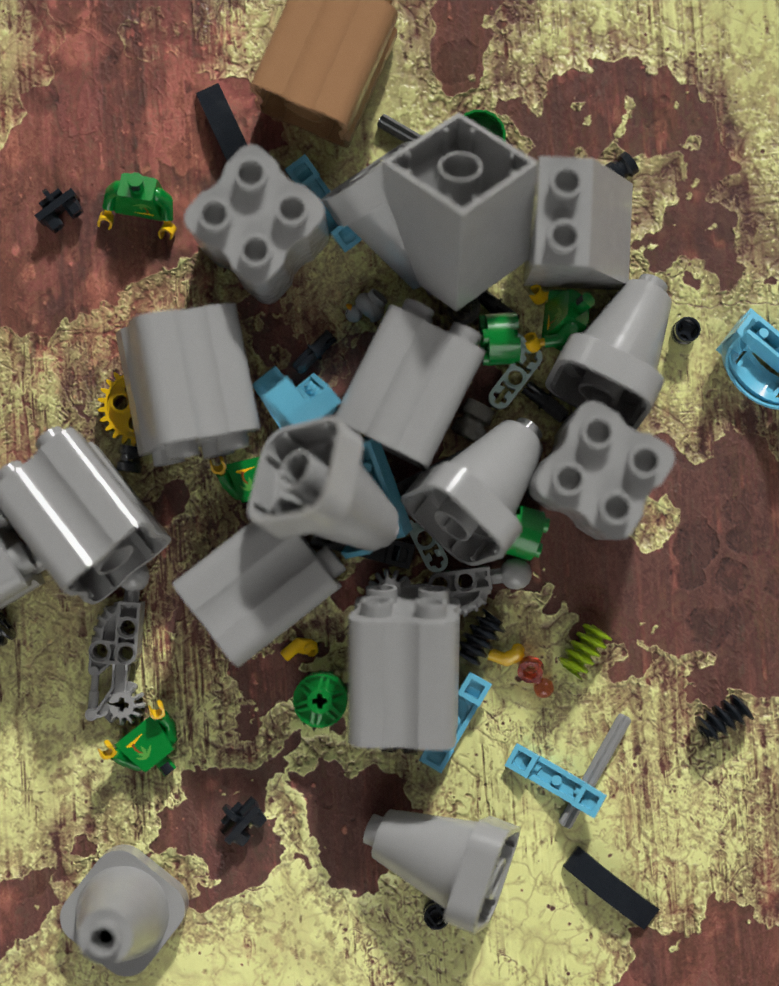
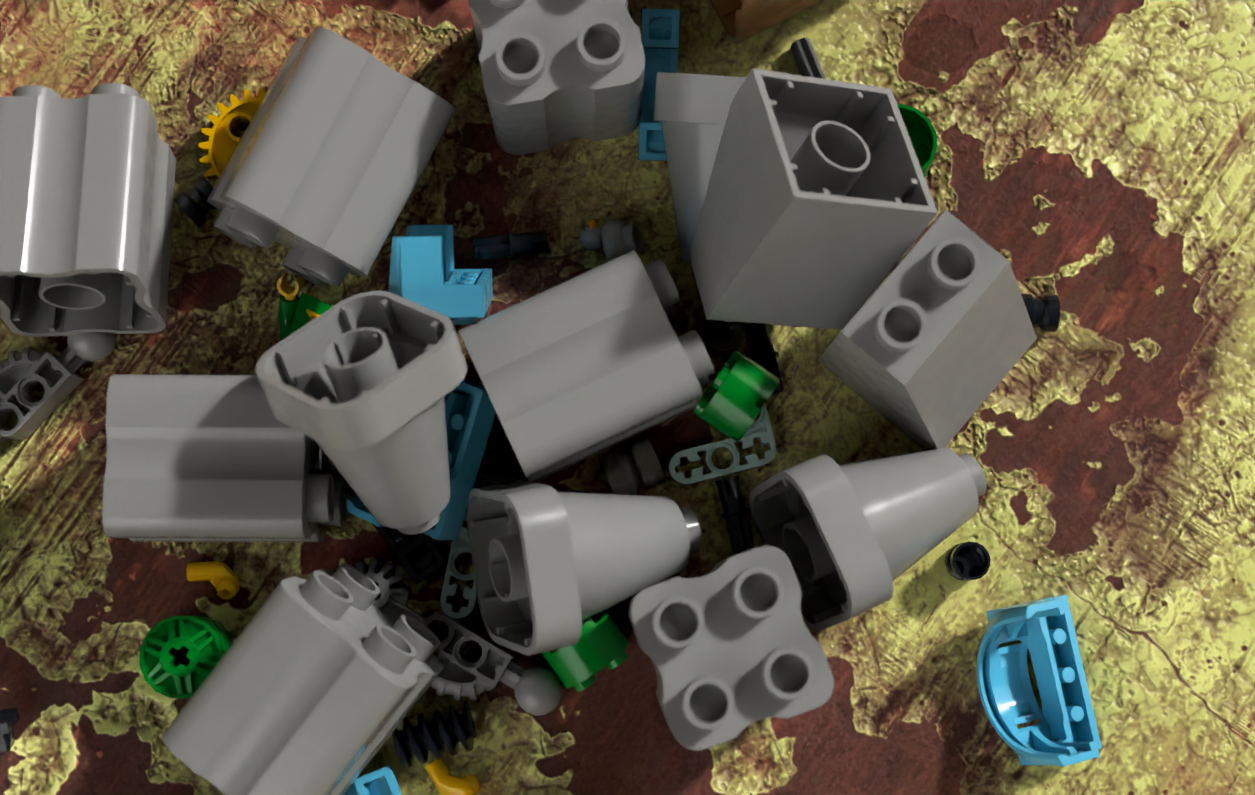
camera: 30 degrees right, 5 degrees down
(563, 315) = (836, 427): green torso -> none

